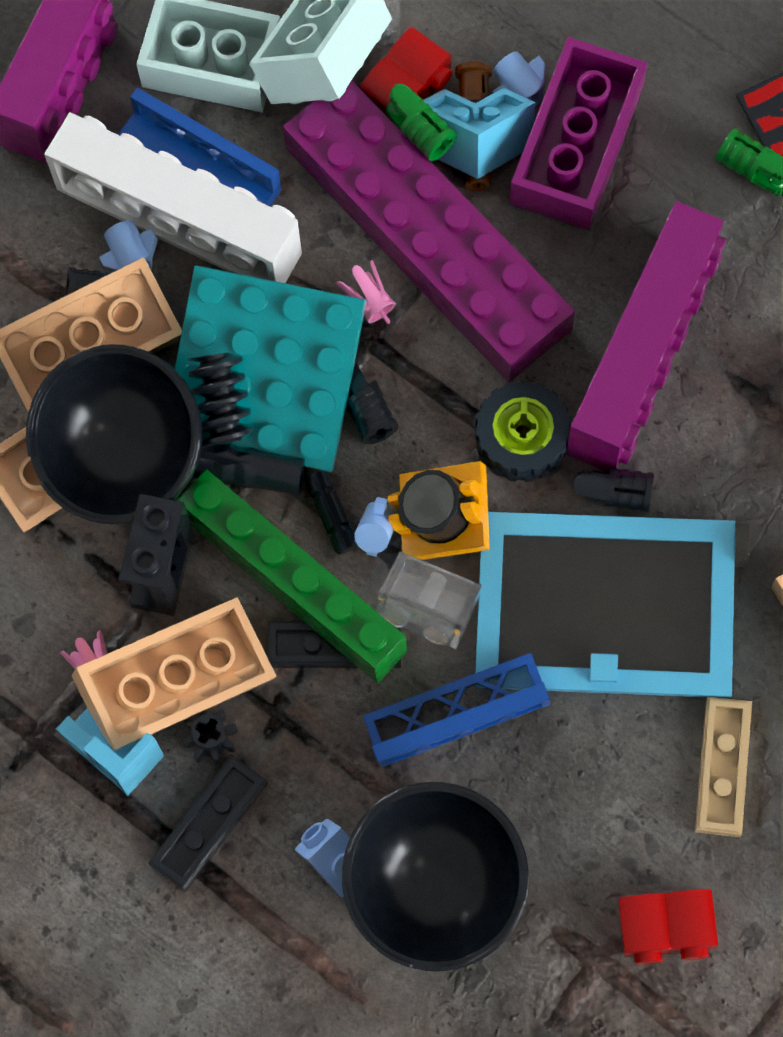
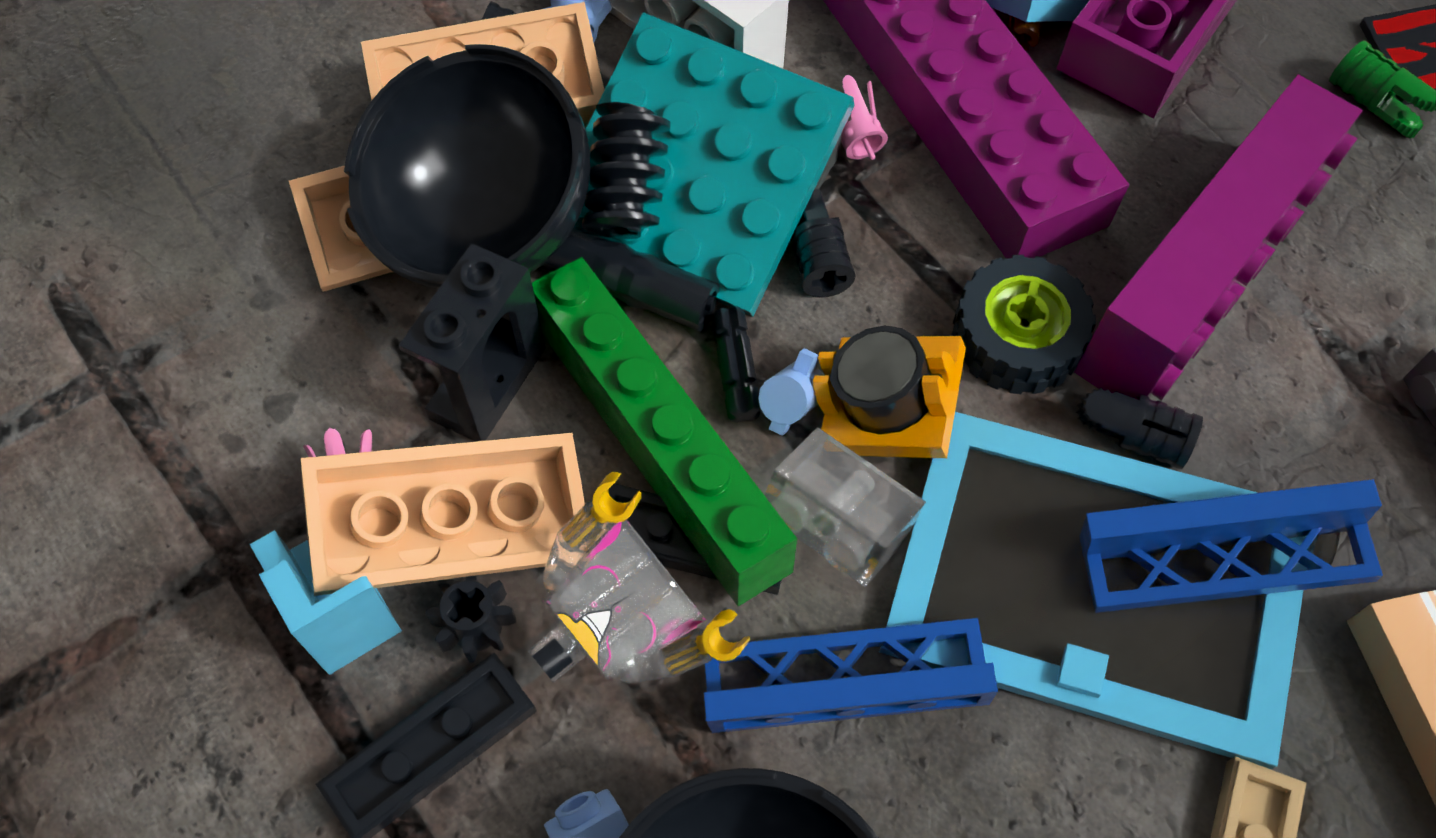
camera: 10 degrees right, 10 degrees down
(304, 703) = (621, 602): none -> clear torso
(673, 551) = (1230, 521): none -> blue fence

